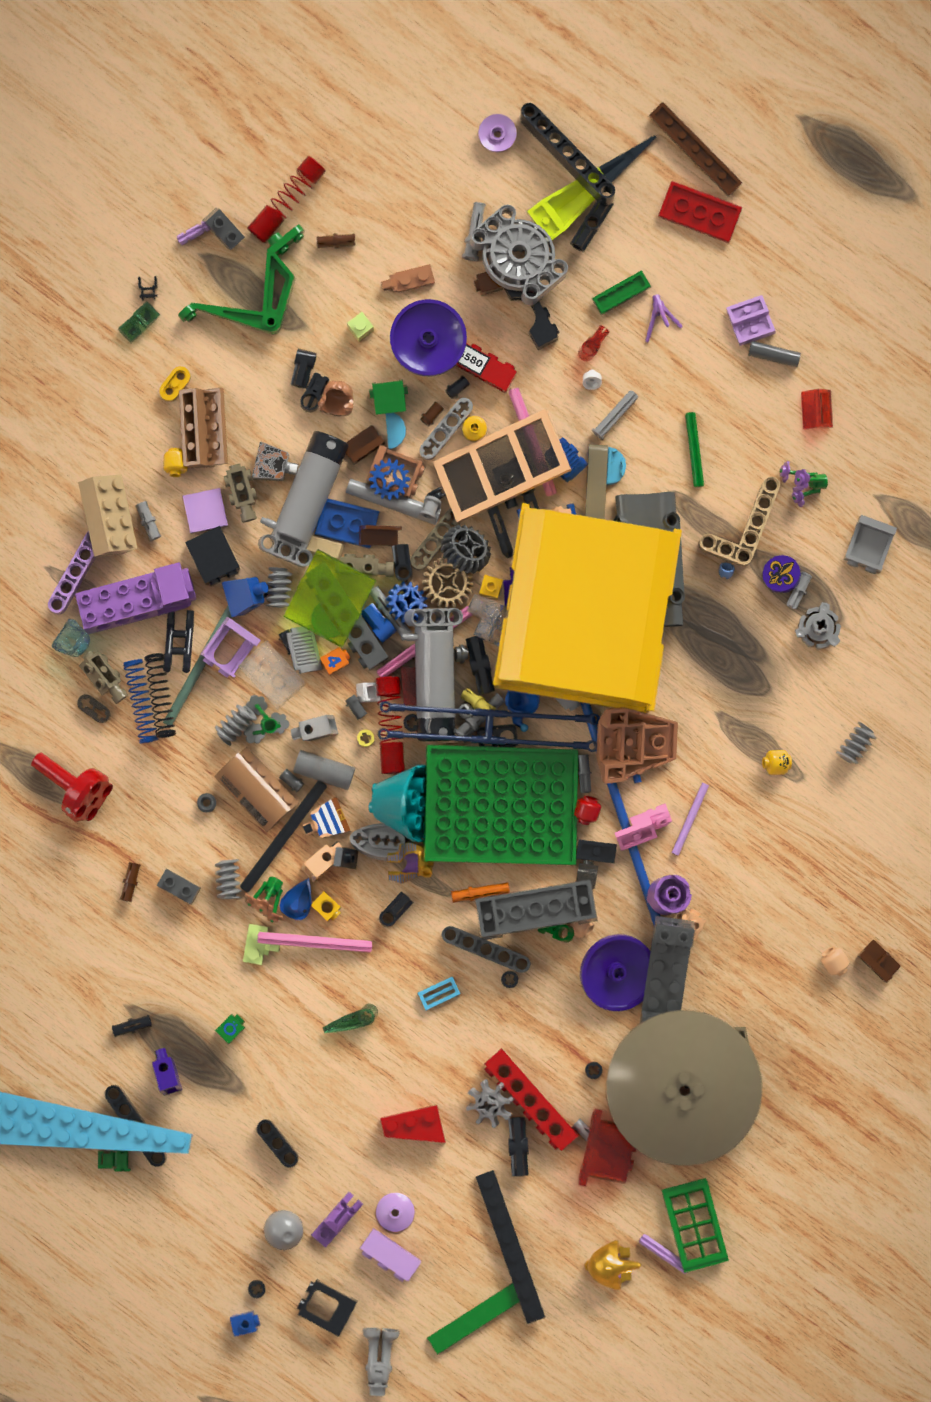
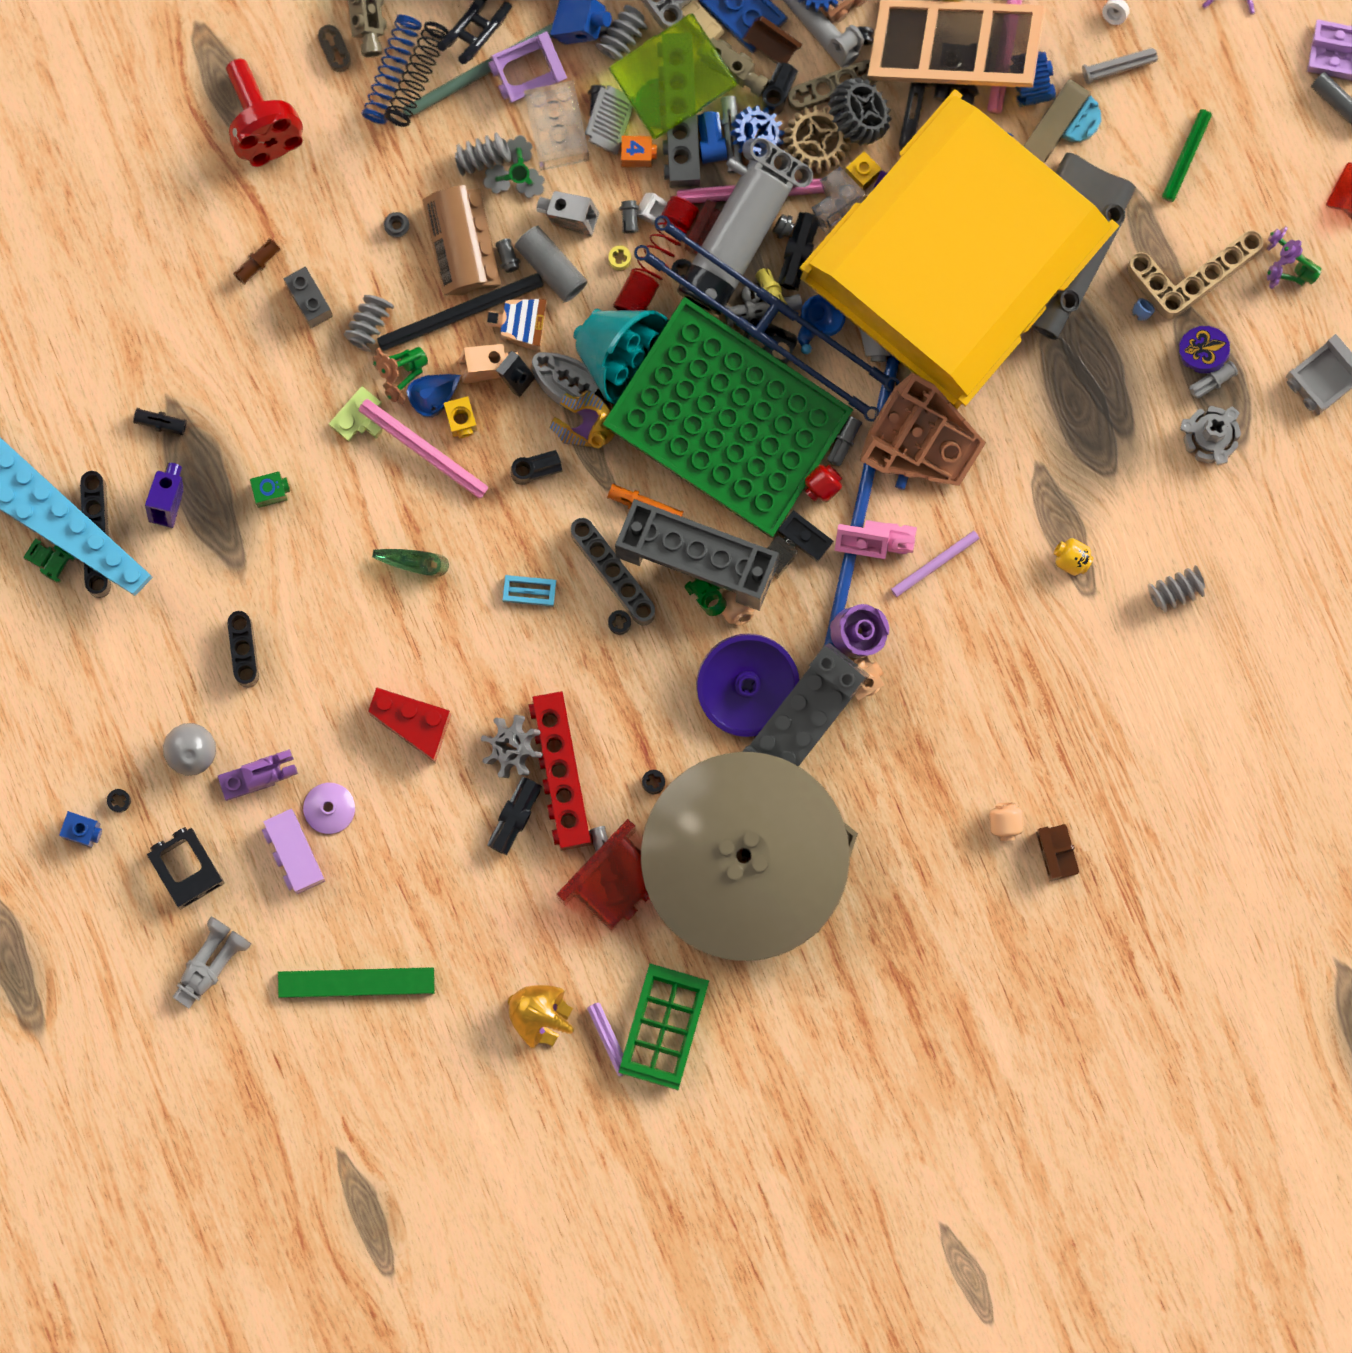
camera: 30 degrees right, 5 degrees down
(510, 1247) = (436, 924): black plate -> none

